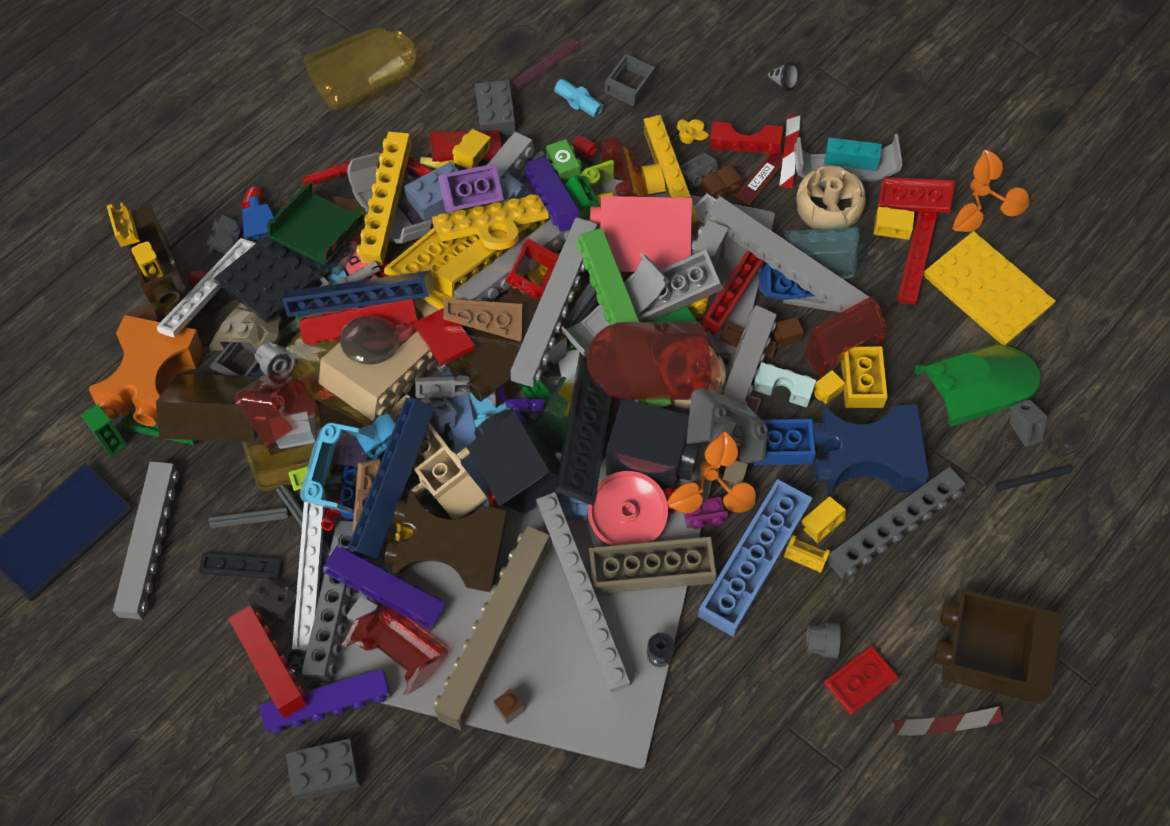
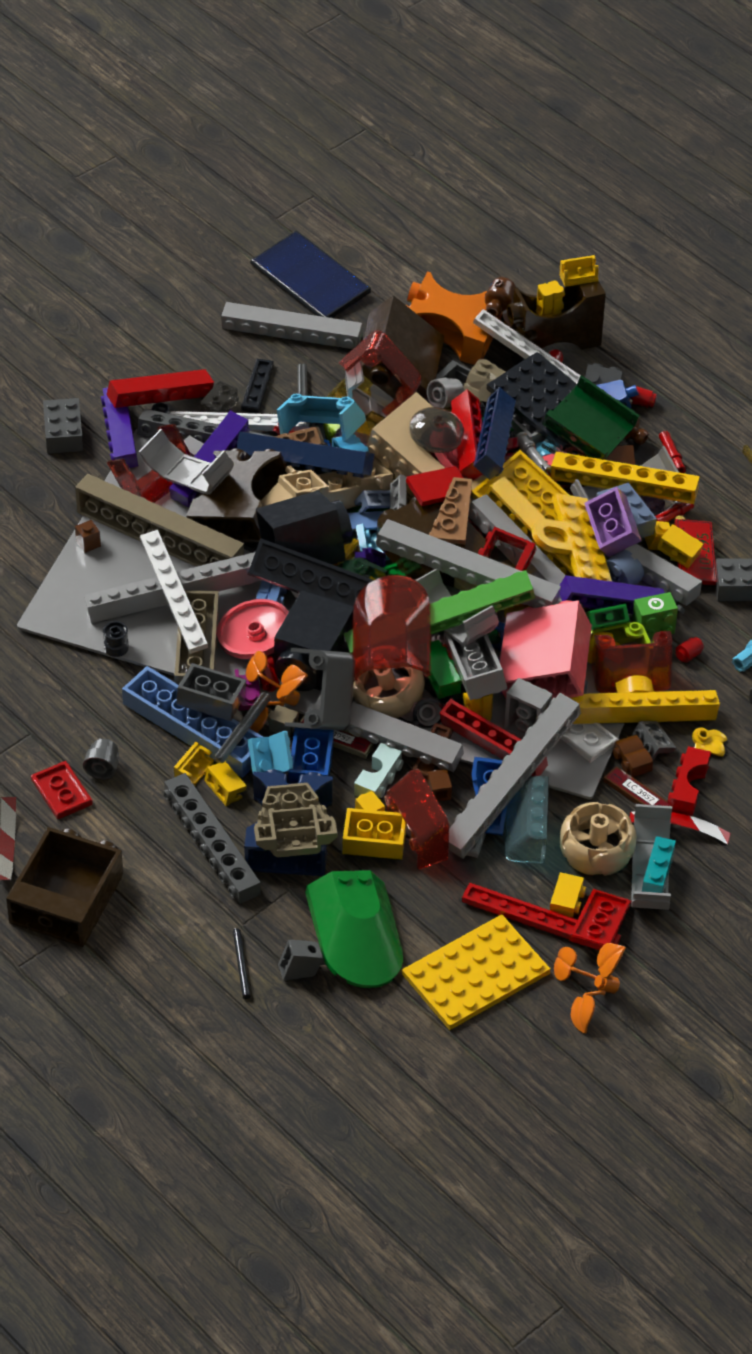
camera: 95 degrees right, 15 degrees down
(104, 430) = (393, 282): green brick -> none
(135, 313) = (499, 295): none -> reddish brown piece
(422, 593) = (184, 469): none -> light grey windscreen
(605, 587) = (174, 591): none -> white plate
(739, 531) = (211, 692): none -> dark grey brick
(771, 500) = (243, 726): none -> dark grey axle
(797, 468) = (271, 753): none -> medium azure bracket
(901, 427) = (293, 821): none -> dark tan wedge

